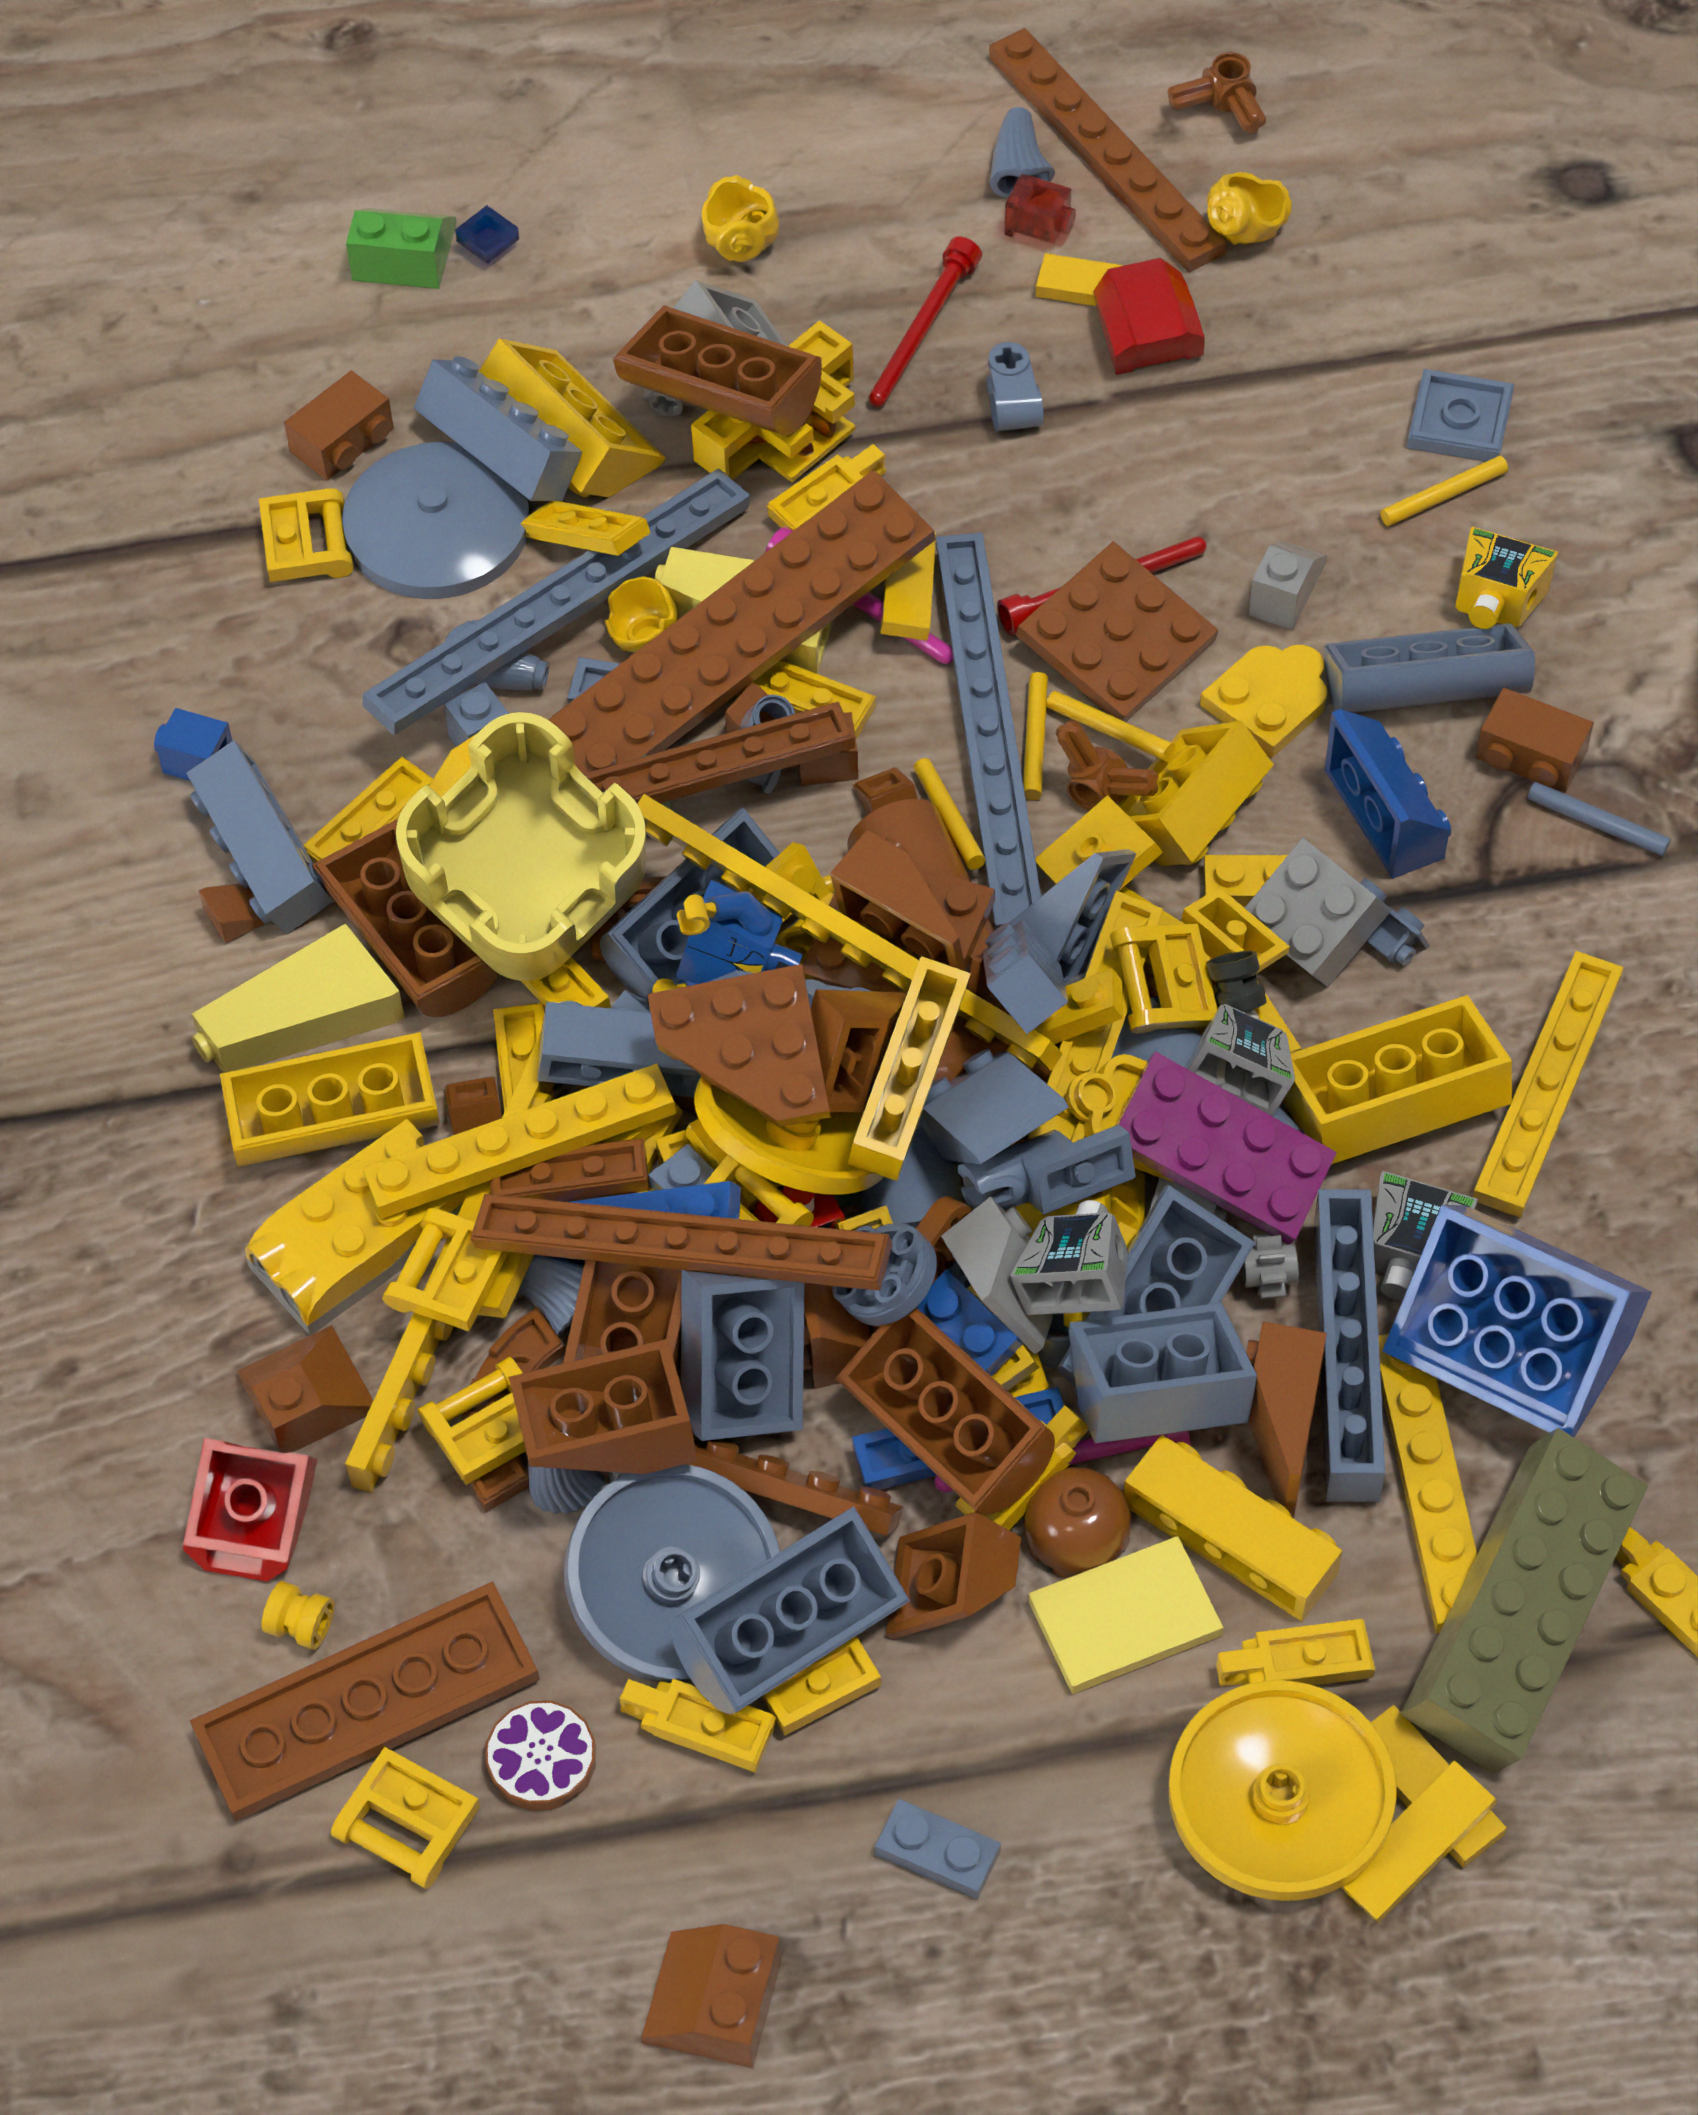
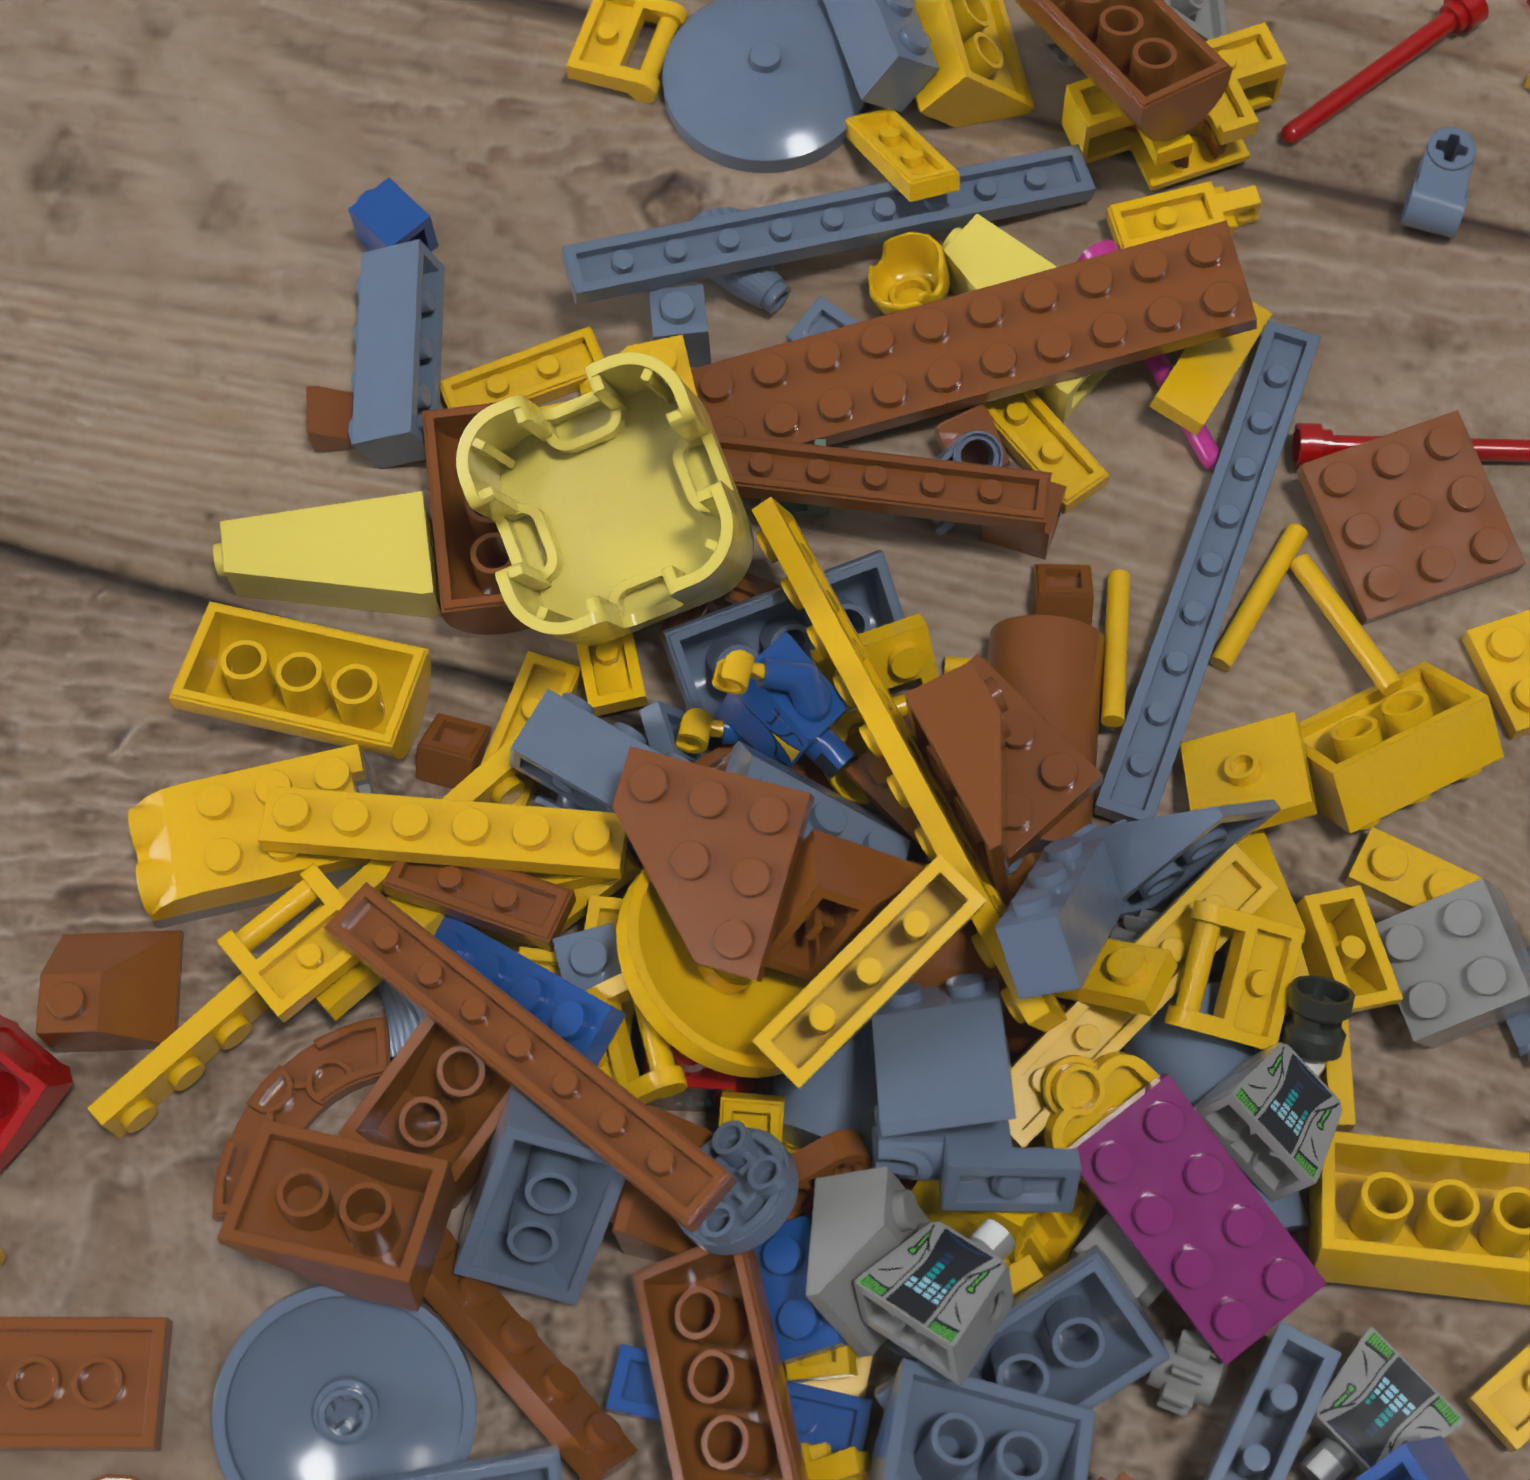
camera: 30 degrees right, 10 degrees up
(485, 1437) = (224, 1145): yellow plate -> none
(1100, 771) = (1303, 677): dark orange axle -> none

